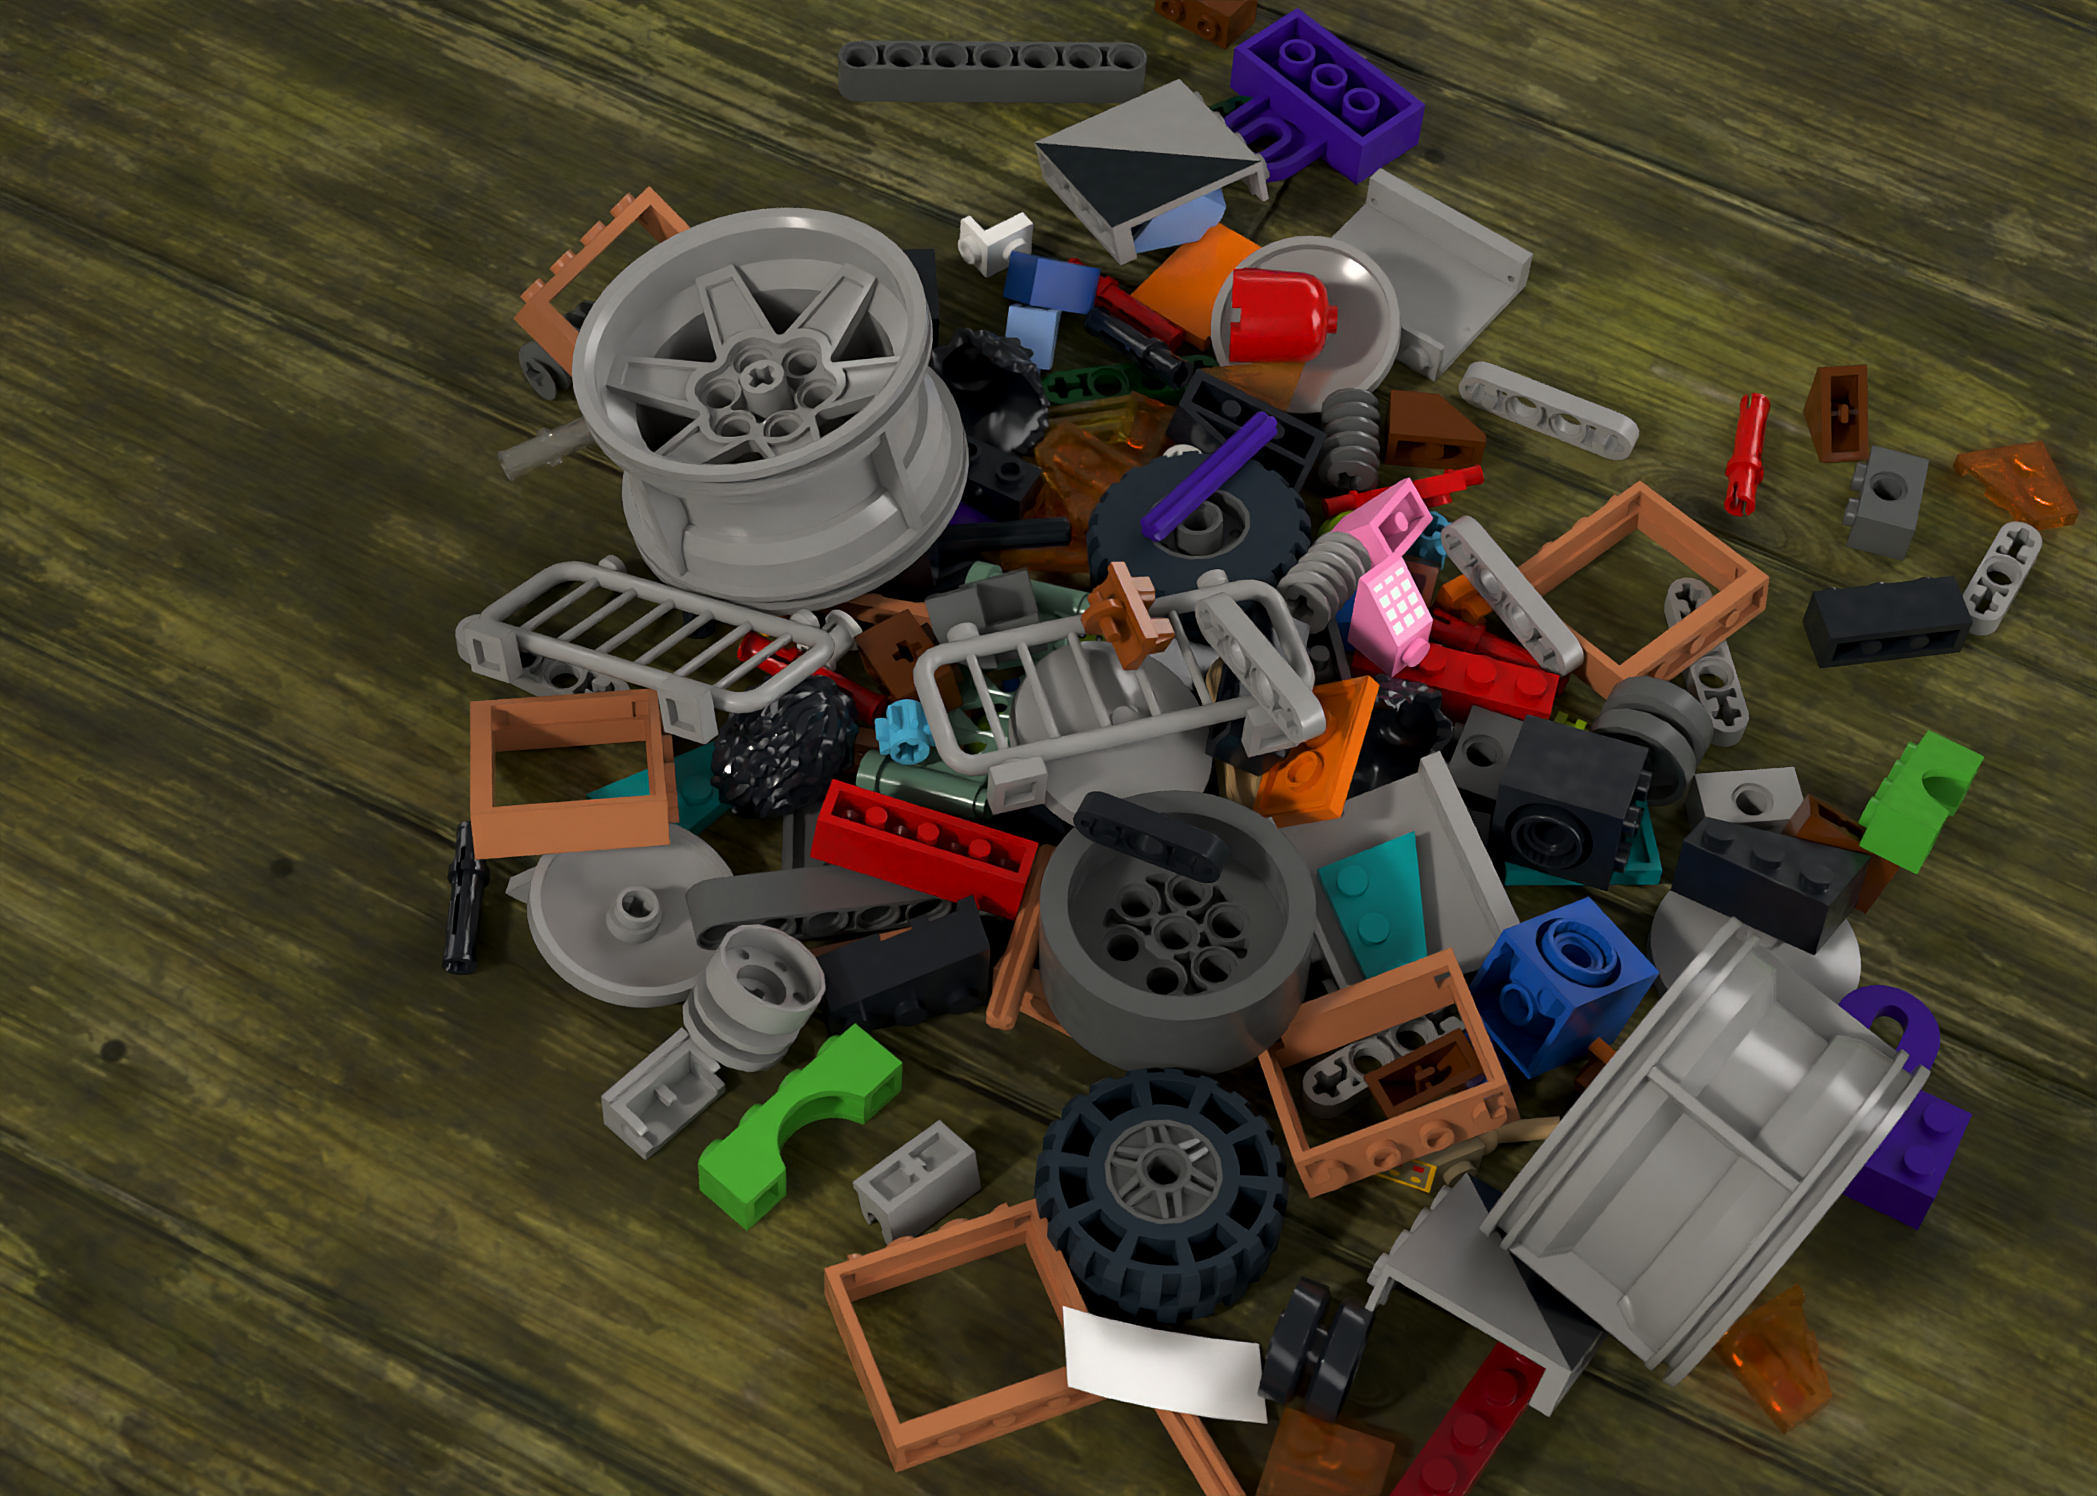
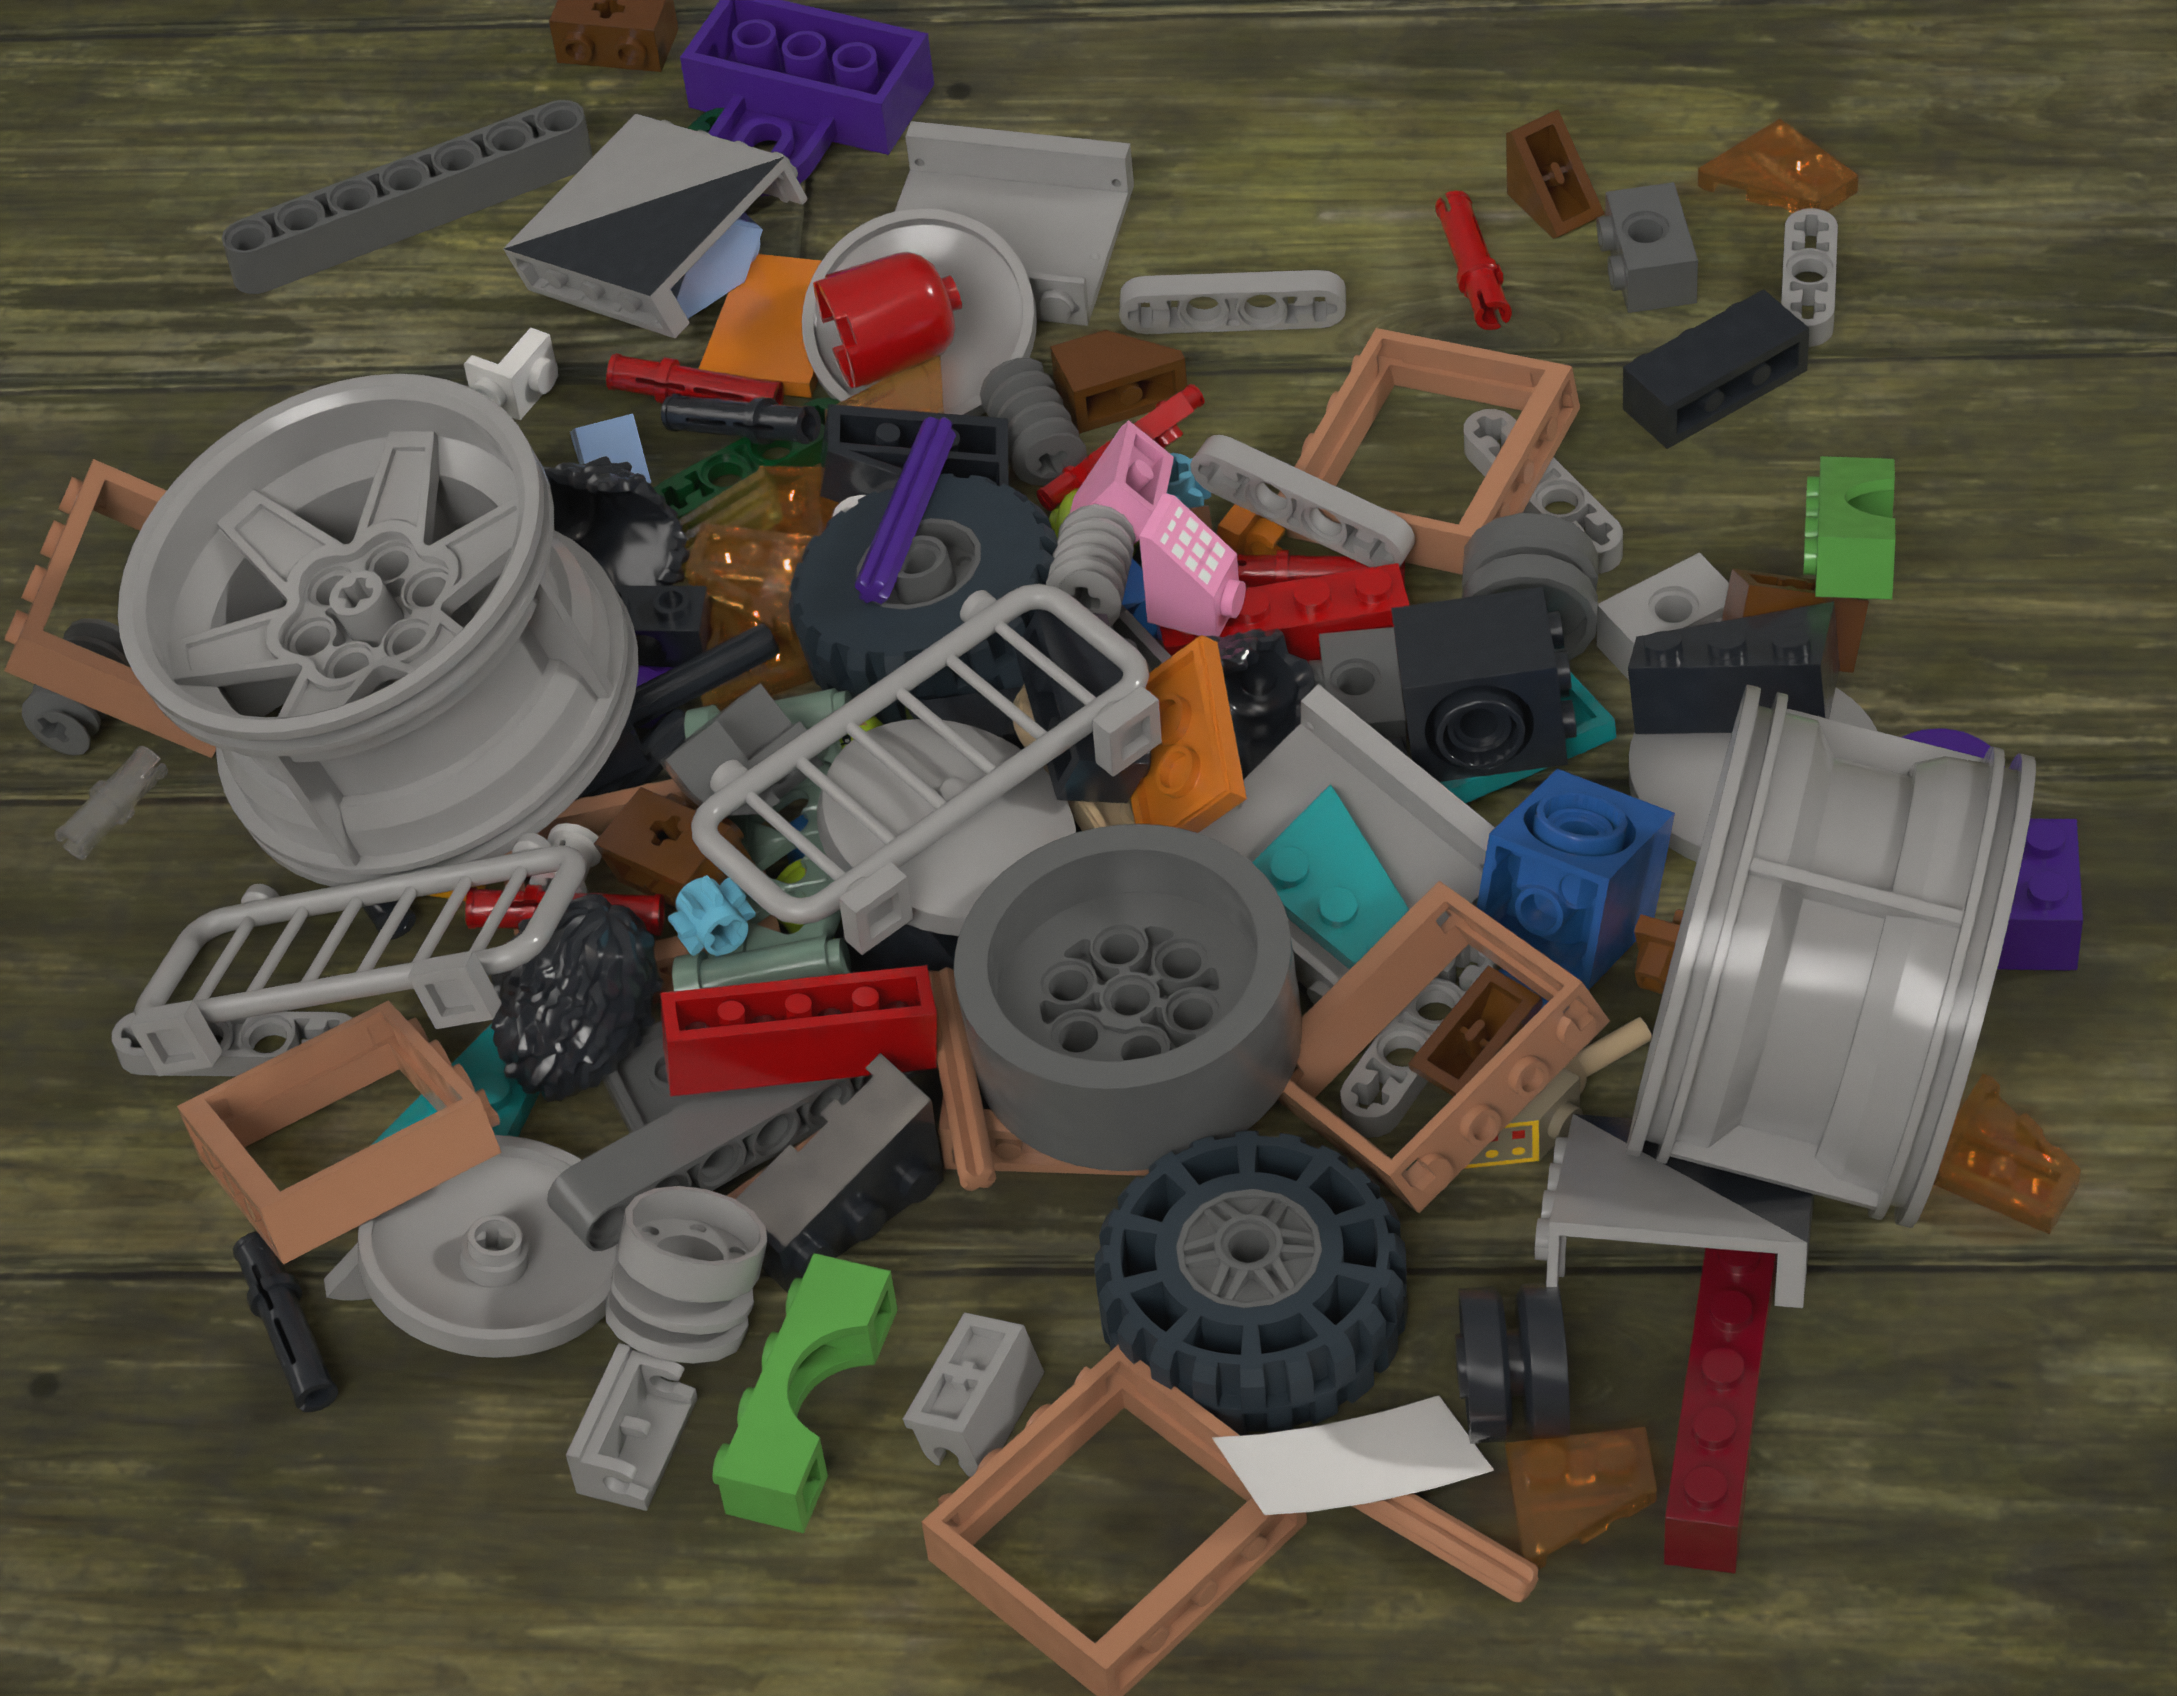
camera: 15 degrees left, 5 degrees down
(1051, 283) = (602, 390): blue slope -> none
(1121, 615) = (901, 676): dark orange hips -> none
(1172, 842) = (1122, 888): black beam -> none
(1260, 668) = (1085, 667): light grey beam -> none

